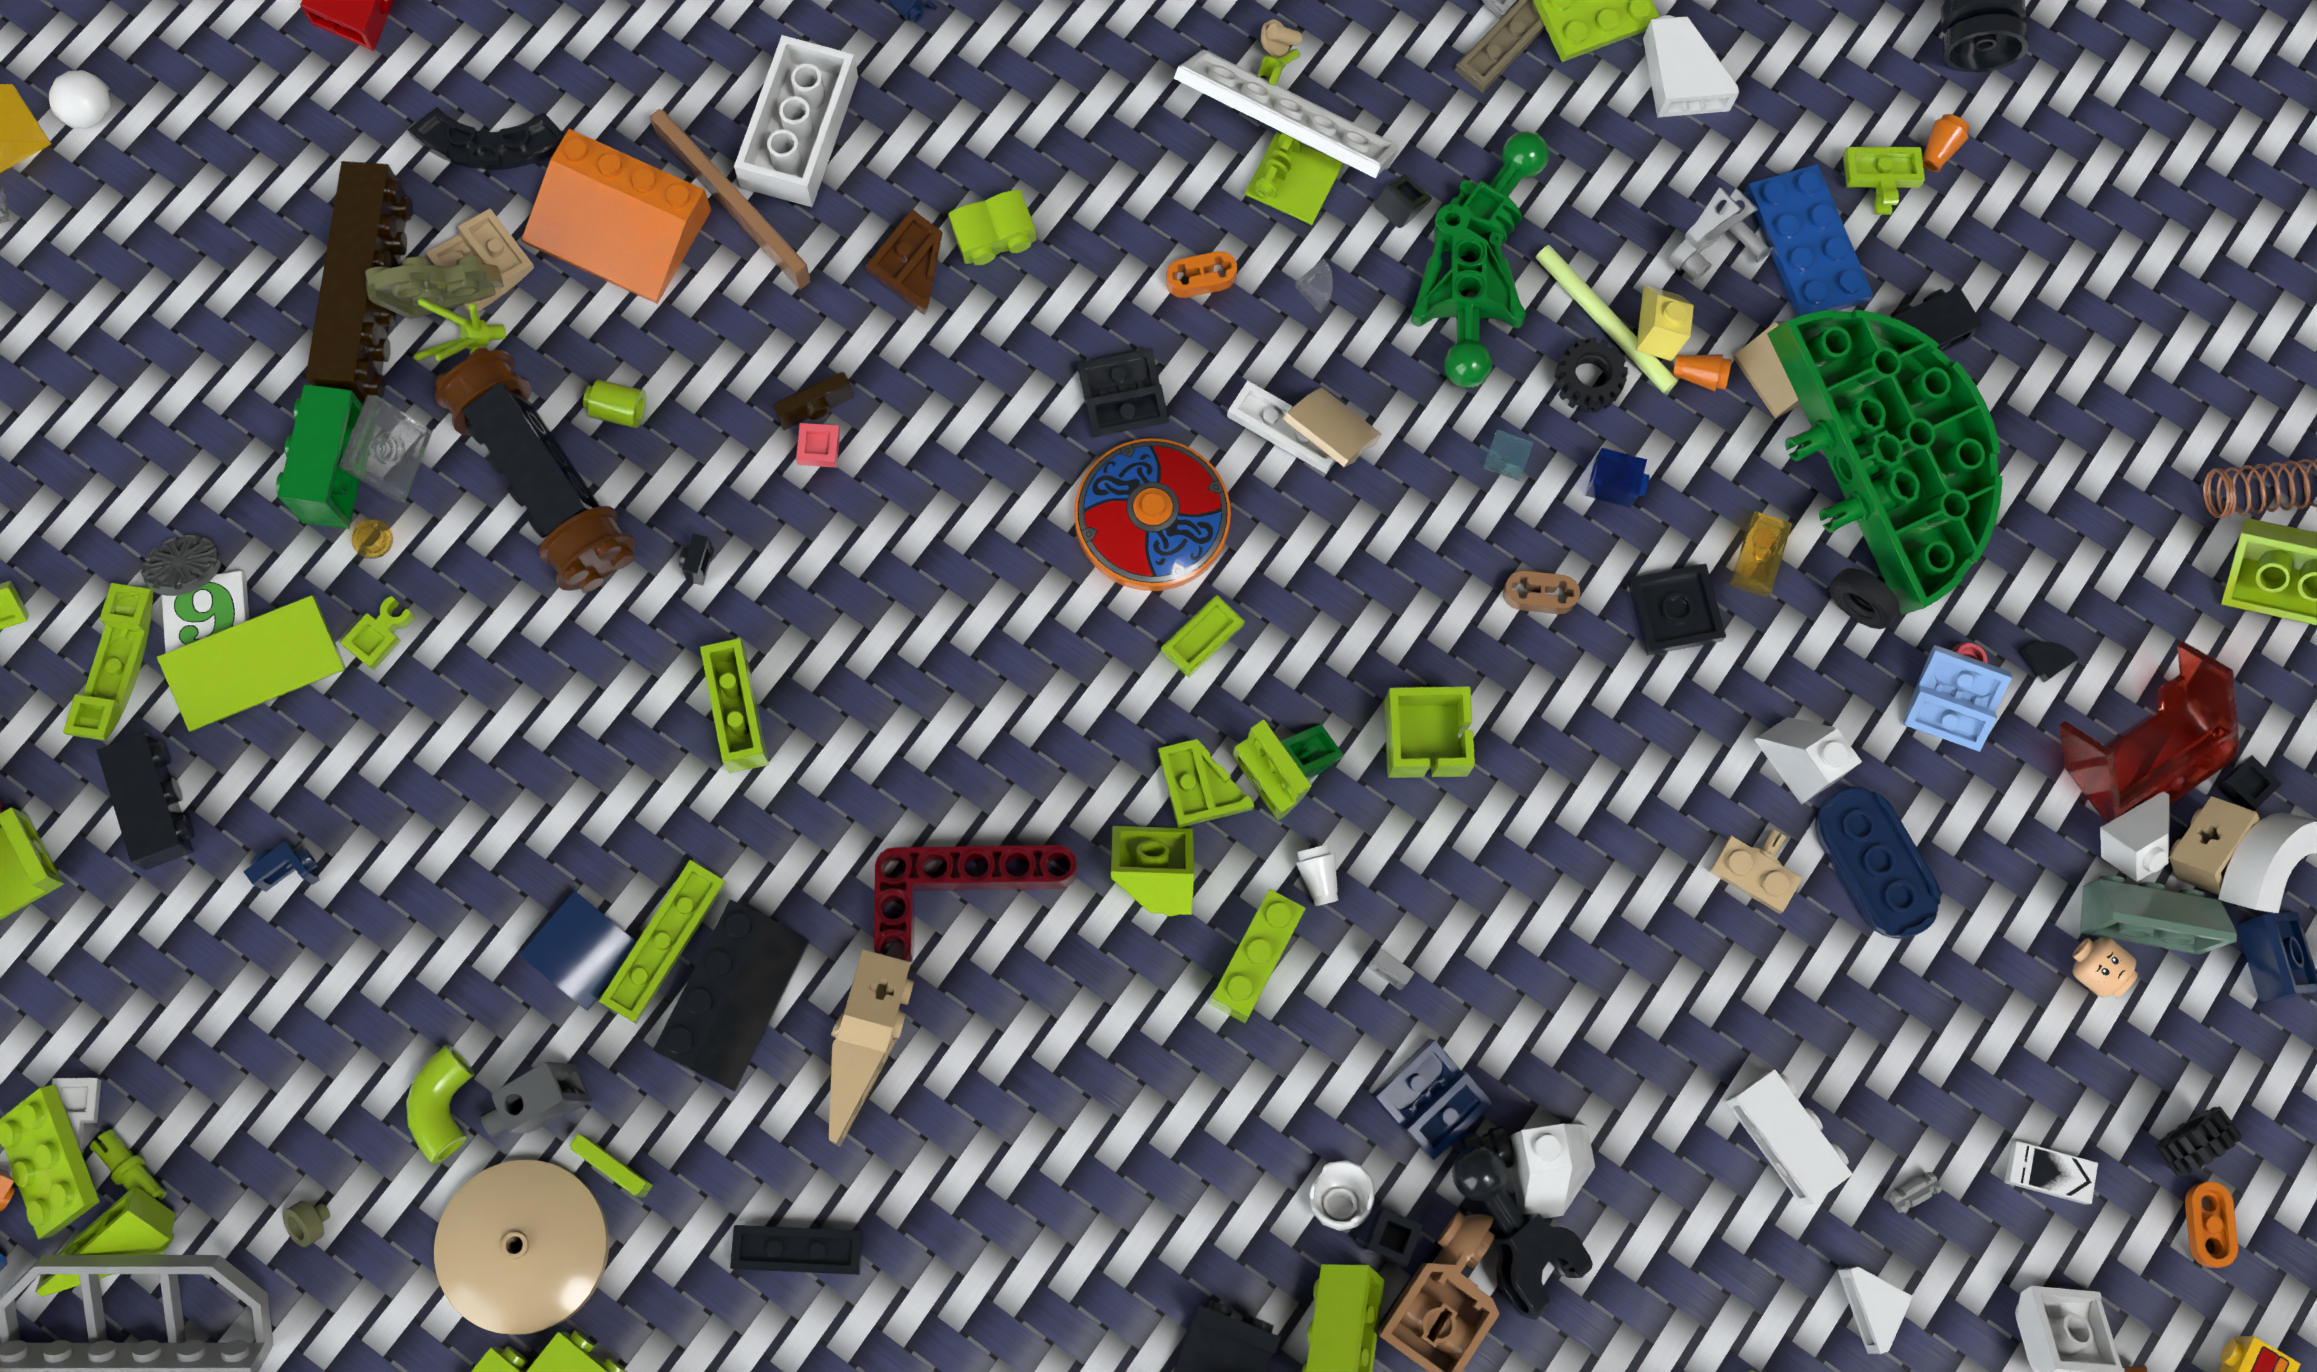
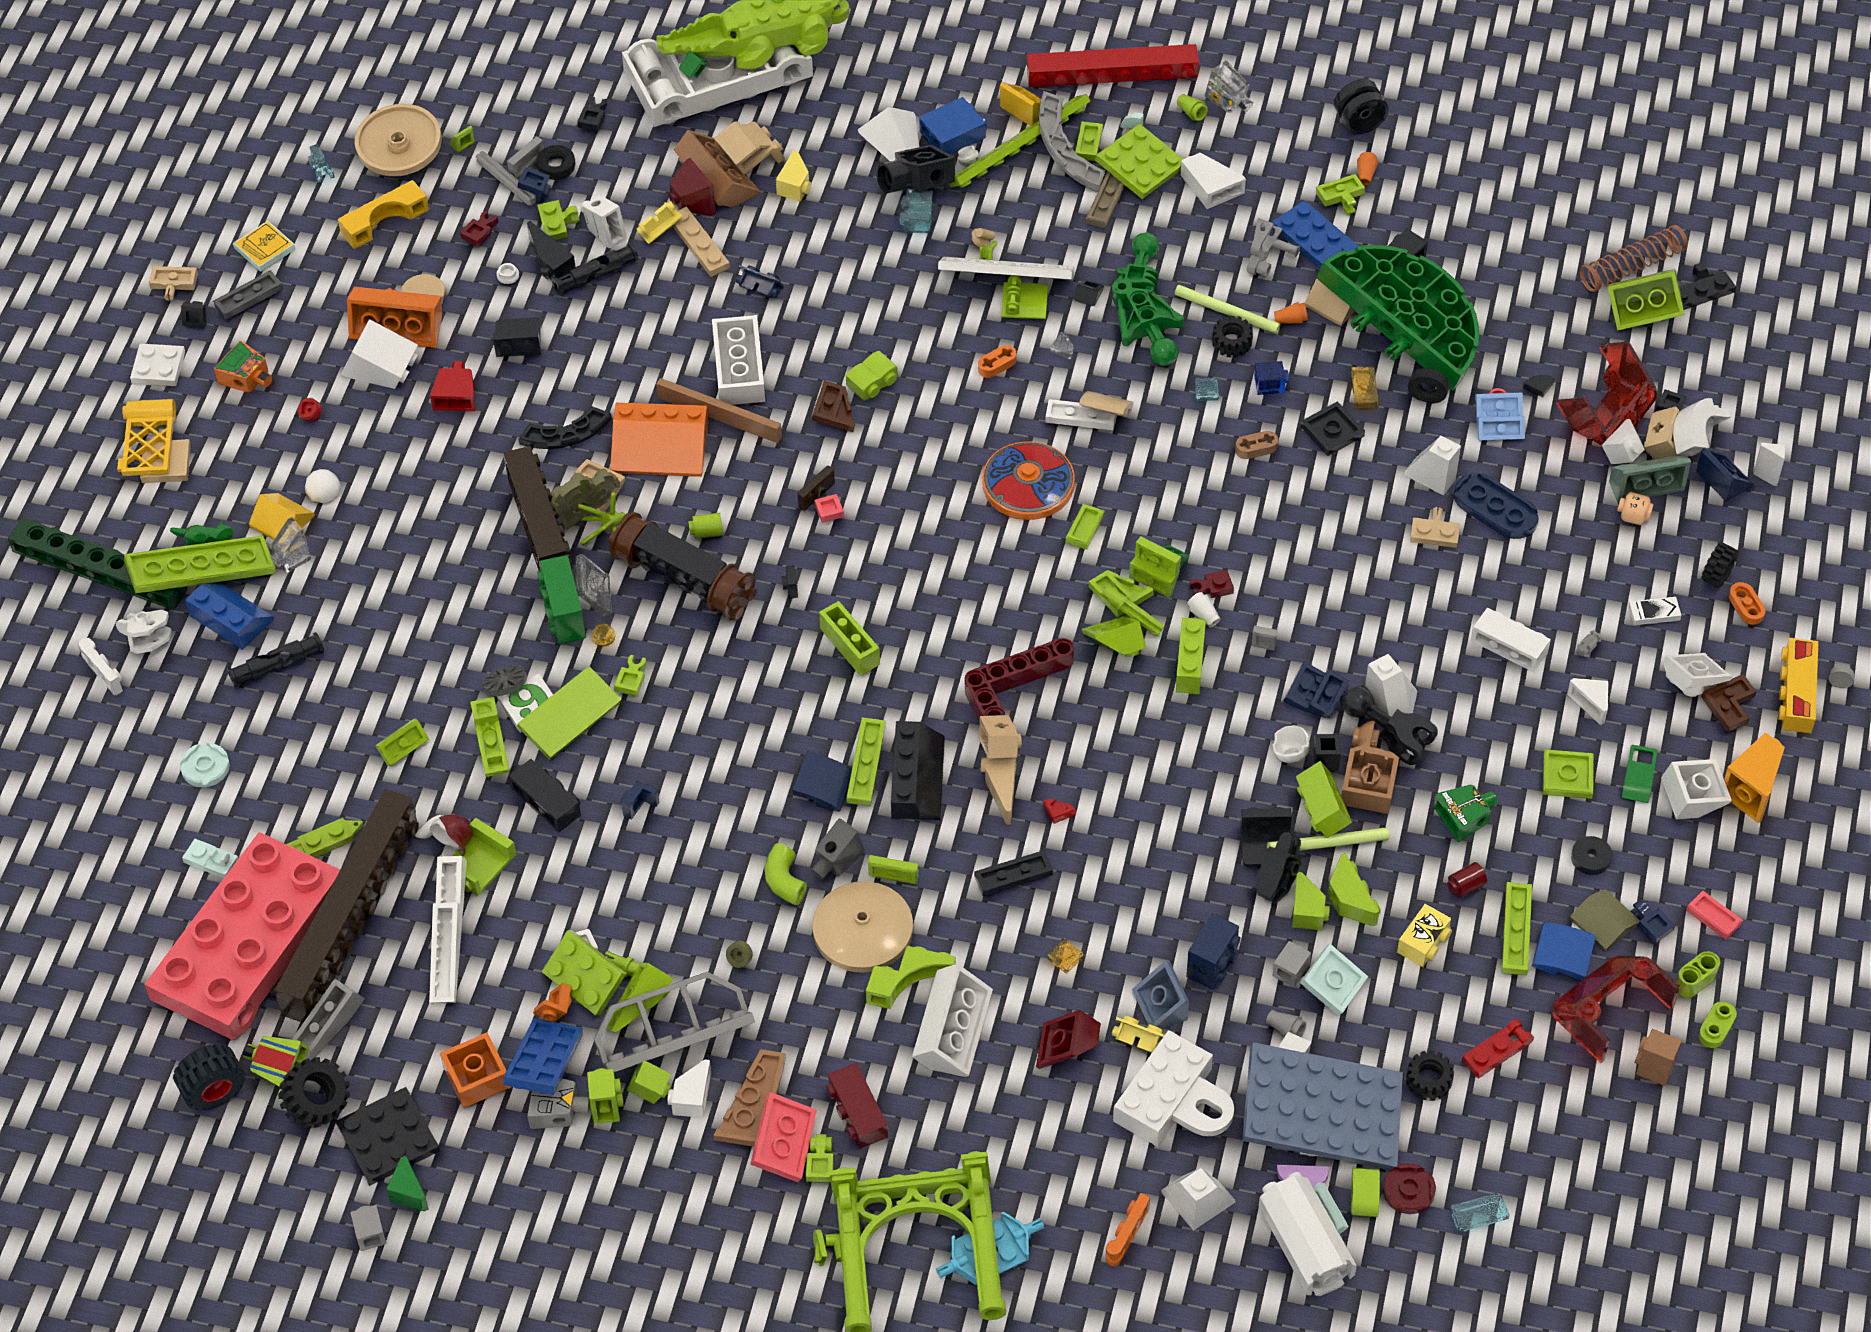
camera: 15 degrees left, 20 degrees down
(924, 1154) = (1058, 810): none -> red tile
(1122, 392) = (982, 429): black slope -> none
(1191, 820) = (1132, 610): none -> lime axle
(1362, 829) = (1215, 584): none -> dark red plate
(1424, 732) = (1229, 522): lime piece -> none
(1663, 323) = (1259, 297): light yellow slope -> none

